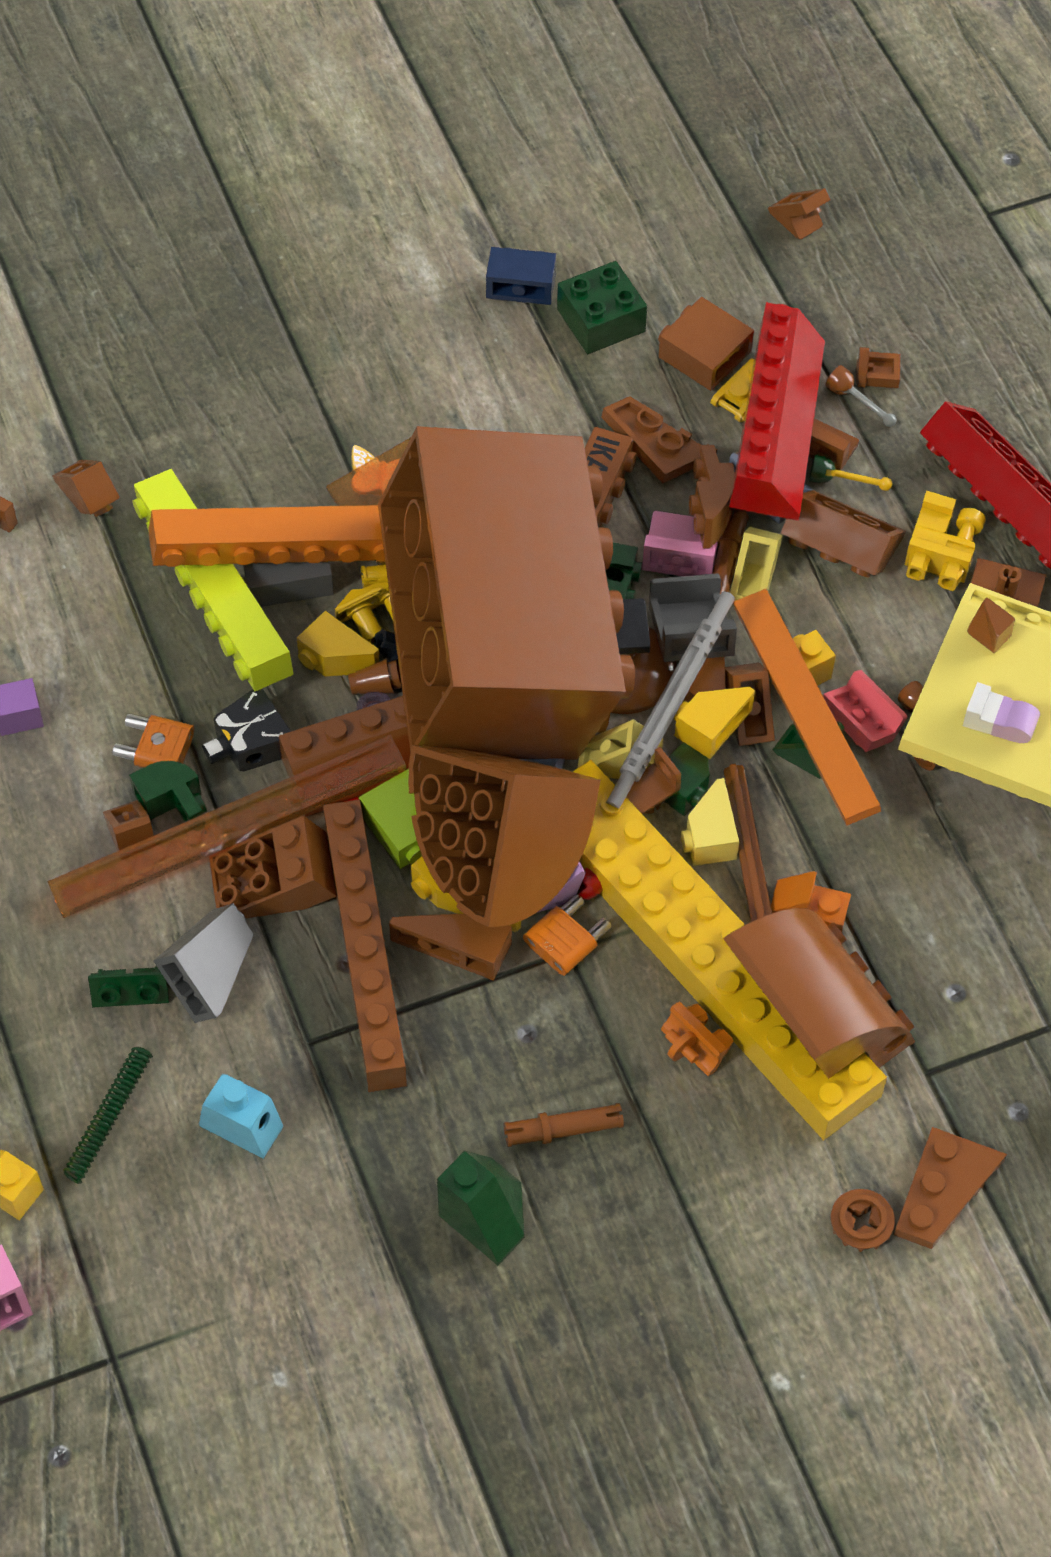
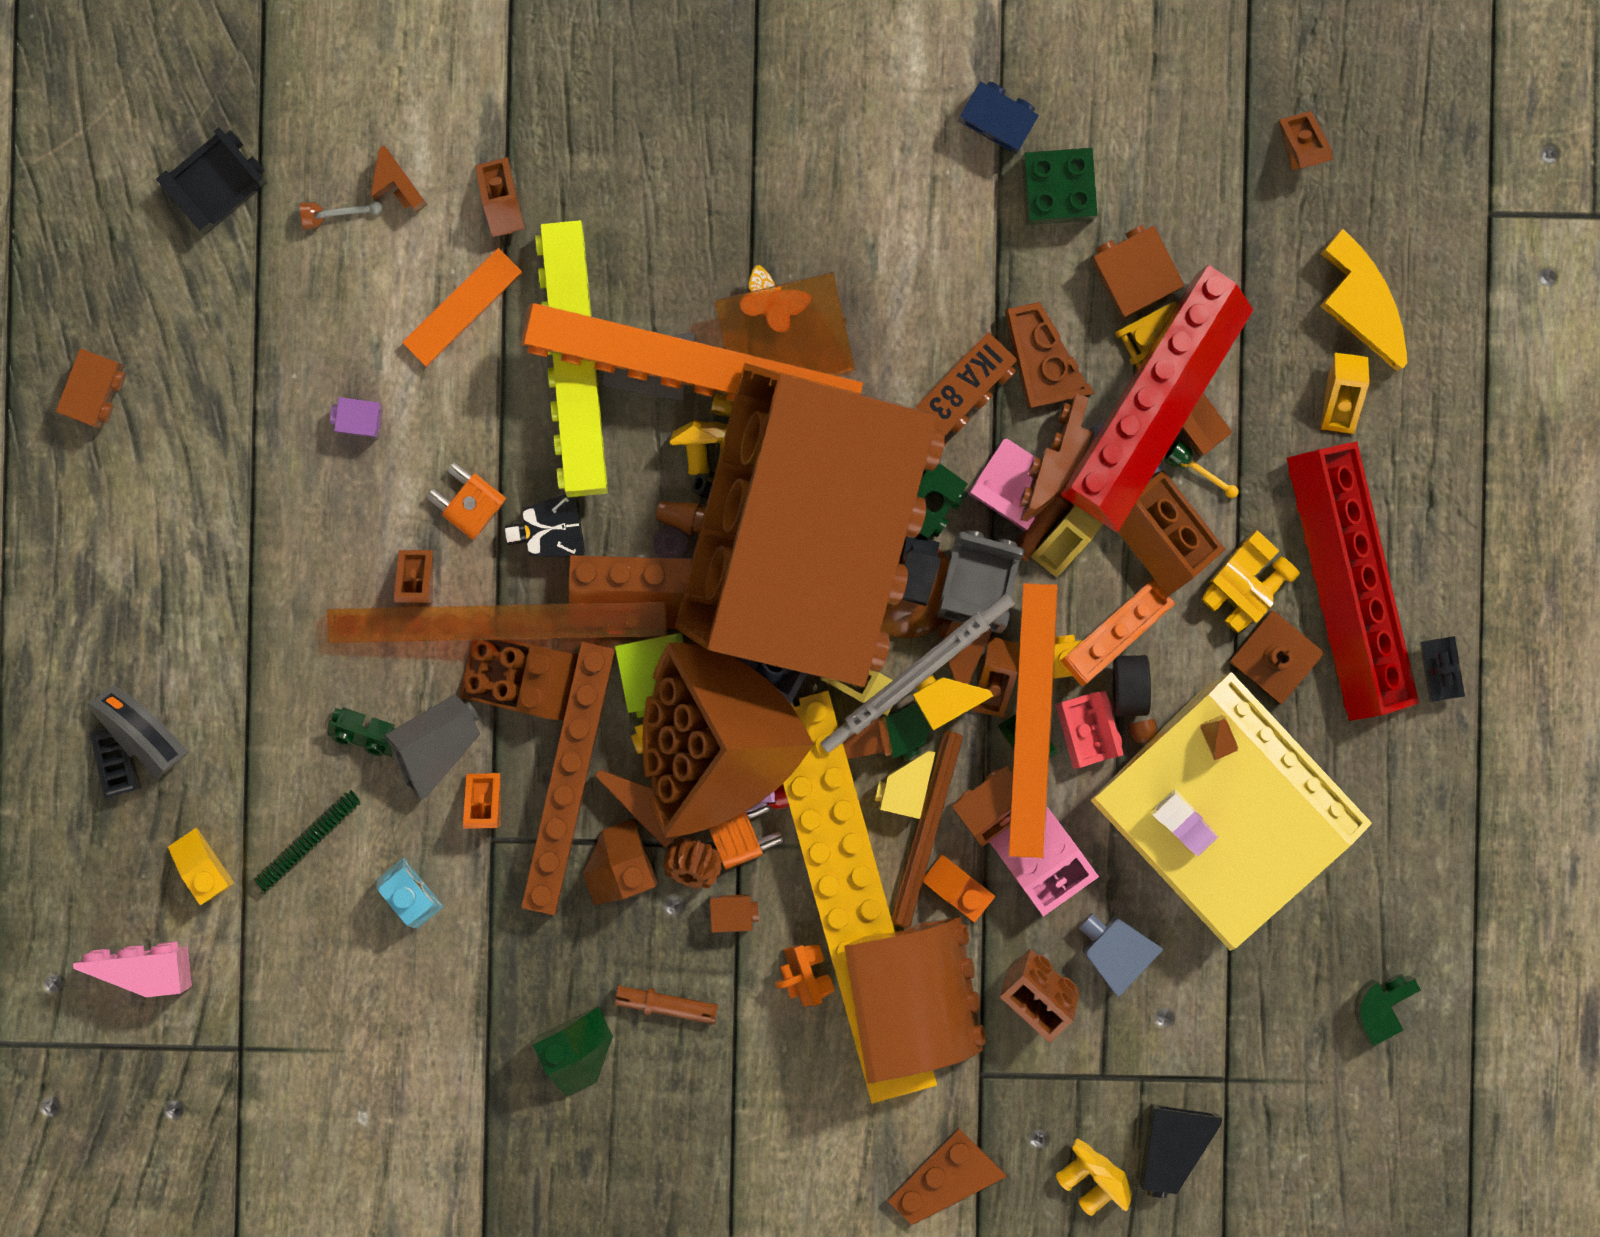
camera: 25 degrees right, 30 degrees up
(84, 588) = (462, 307): none -> orange tile
(167, 787) = (461, 553): dark green brick -> none
(284, 1006) = (482, 801): none -> orange slope
(334, 648) = (656, 470): yellow slope -> none
(458, 1005) = (619, 865): none -> dark orange slope
(528, 971) = (692, 863): none -> dark orange gear
(591, 1007) = (733, 913): none -> dark orange brick
(802, 811) = (988, 807): none -> dark orange brick
(842, 382) = (1246, 365): hinge -> none
(844, 615) = (1117, 632): none -> orange tile
(857, 1203) = (861, 1196): dark orange gear -> none
(877, 369) = (1288, 359): dark orange tile -> none
(883, 655) = (1131, 685): none -> black tyre
(883, 846) = (1055, 877): none -> bright pink slope
(919, 301) = (1364, 301): none -> yellow slope
(942, 370) = (1345, 393): none -> yellow slope
(946, 950) = (1040, 995): none -> dark orange brick
(999, 895) = (1117, 951): none -> sand blue torso

